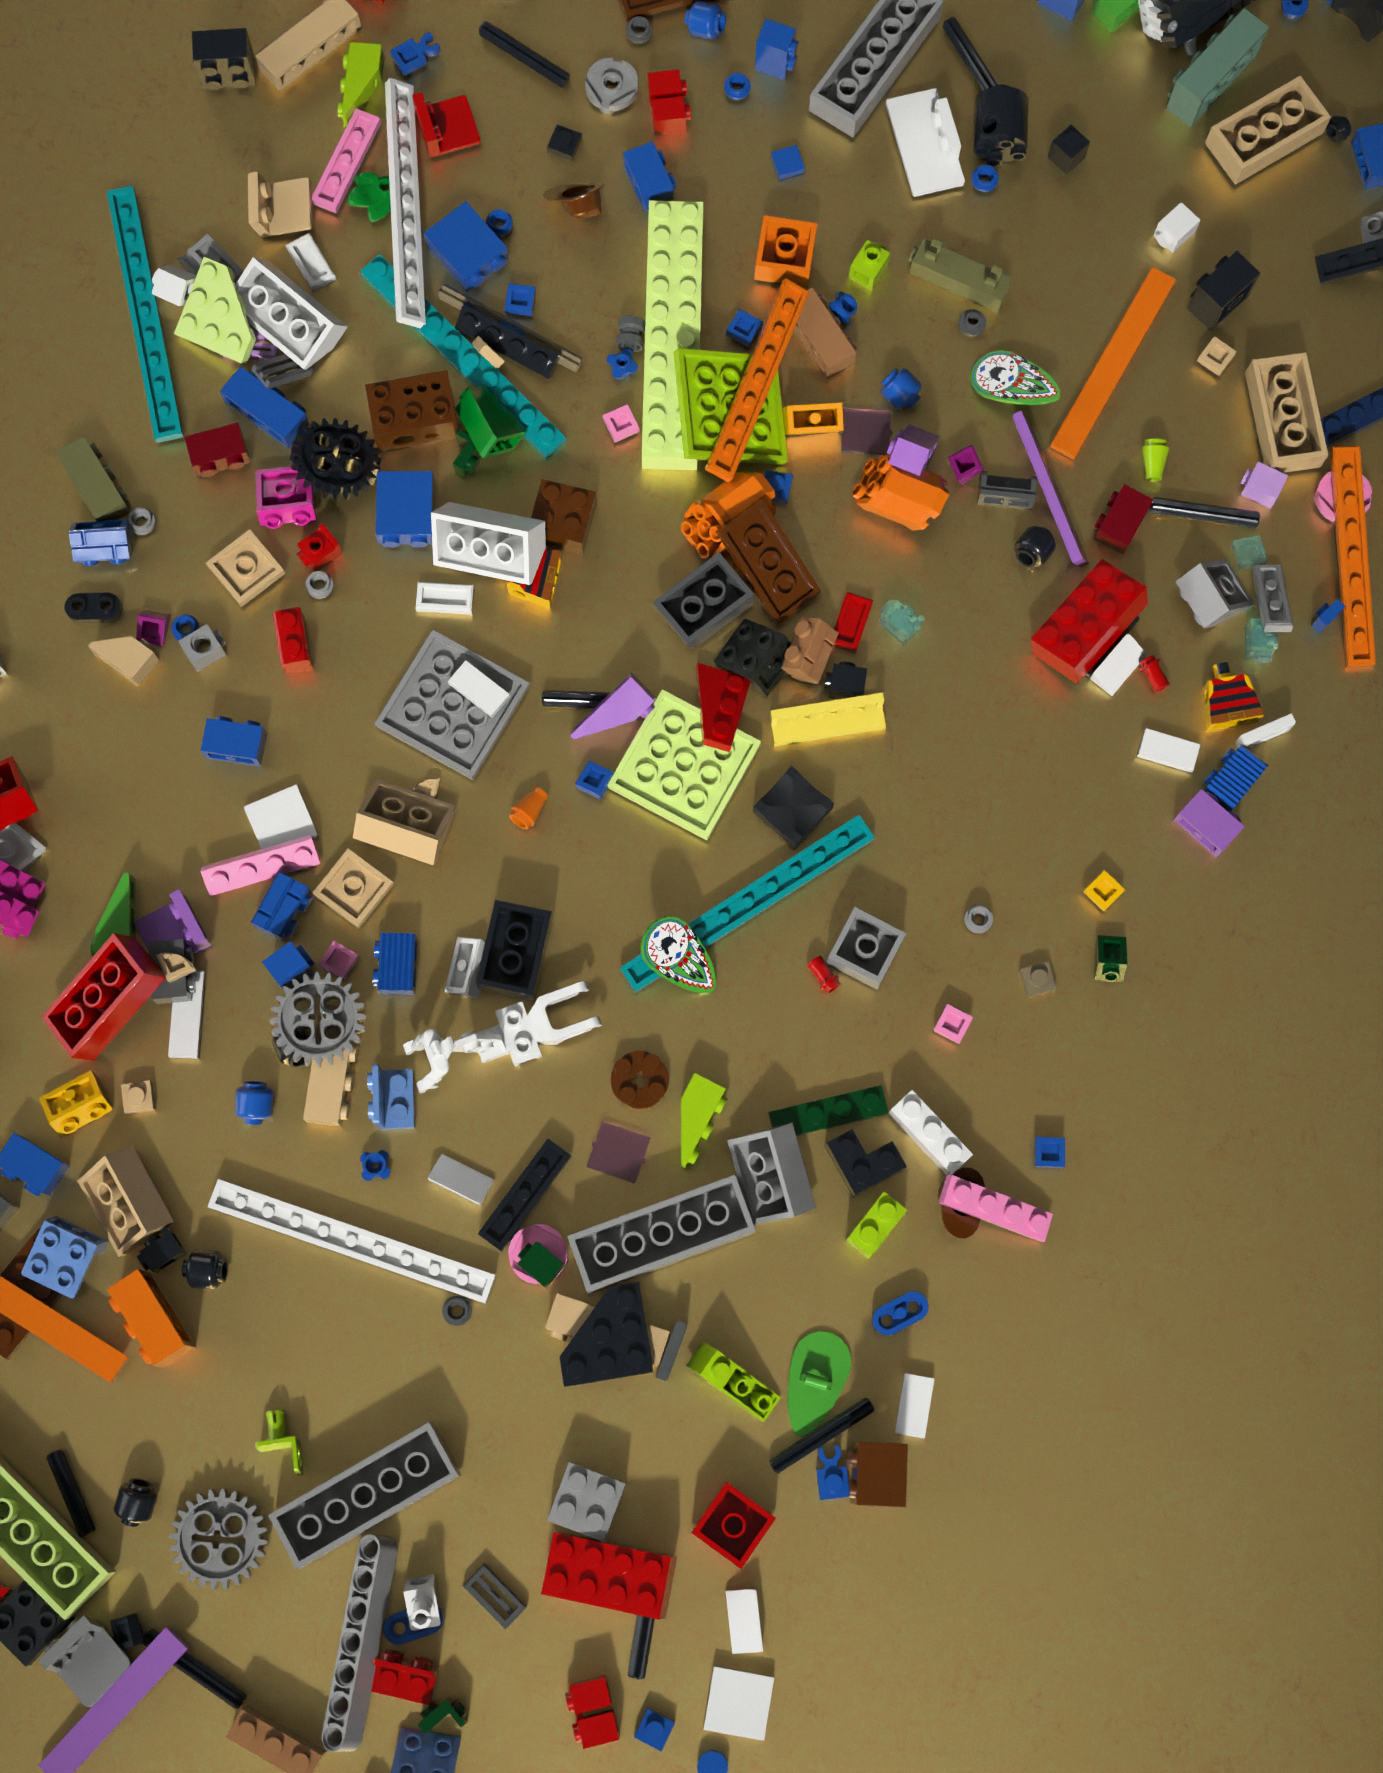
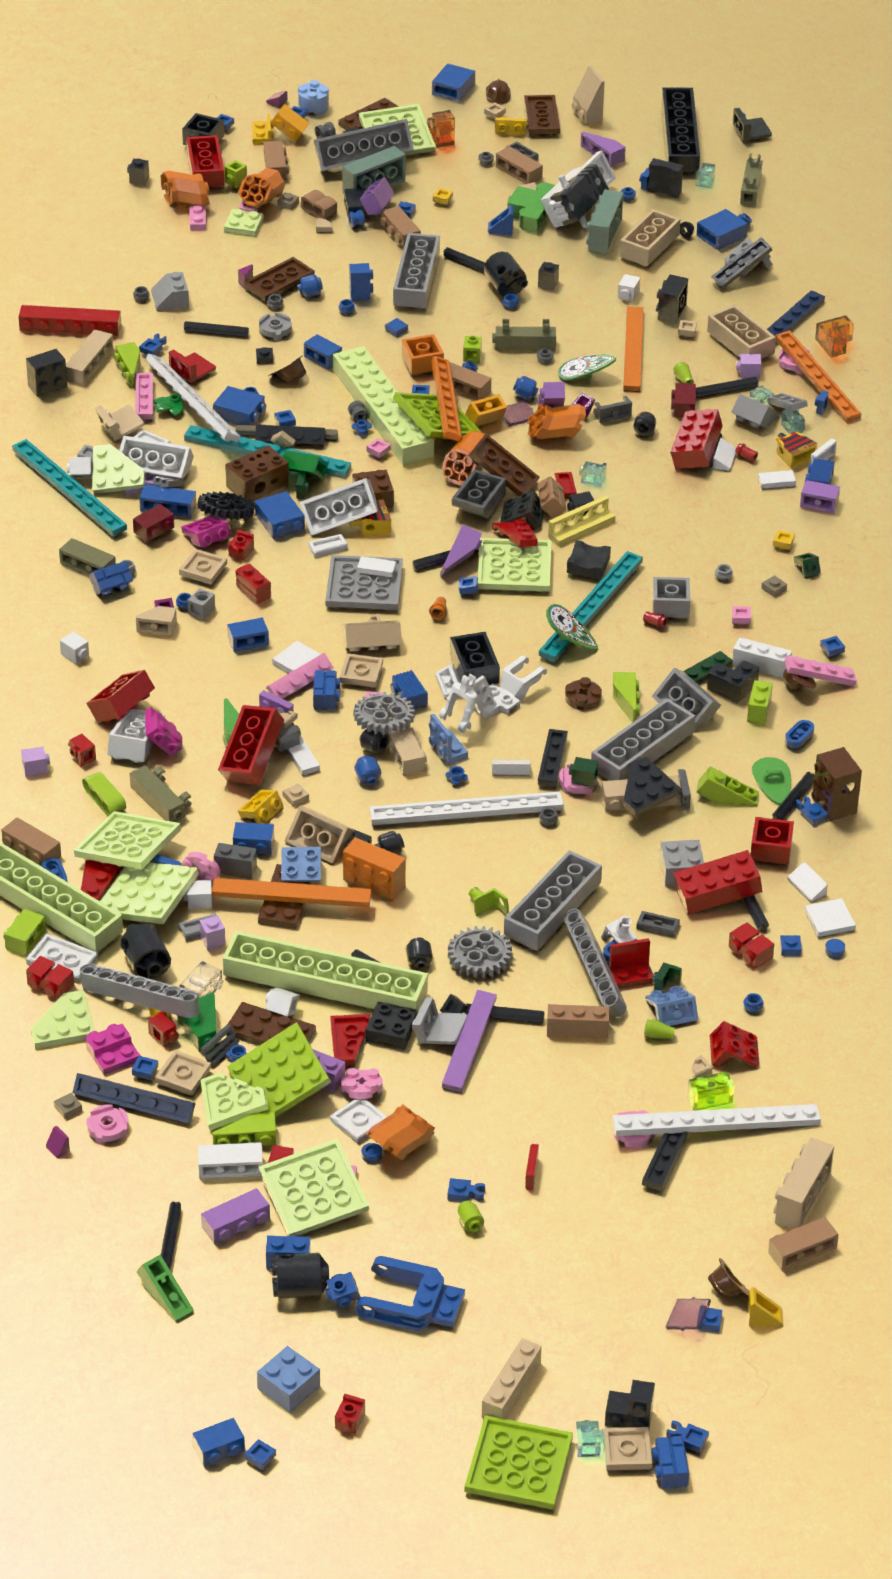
camera: 25 degrees left, 35 degrees down
(92, 608) = (123, 611): black plate -> none
(289, 964) = (345, 704): blue brick -> none
(313, 579) = (251, 558): light grey plate -> none
(618, 1152) = (592, 727): piece -> none
(667, 101) = (312, 321): red piece -> none
(926, 141) = (469, 294): white bracket -> none
(1050, 489) = (637, 401): medium lavender tile -> none

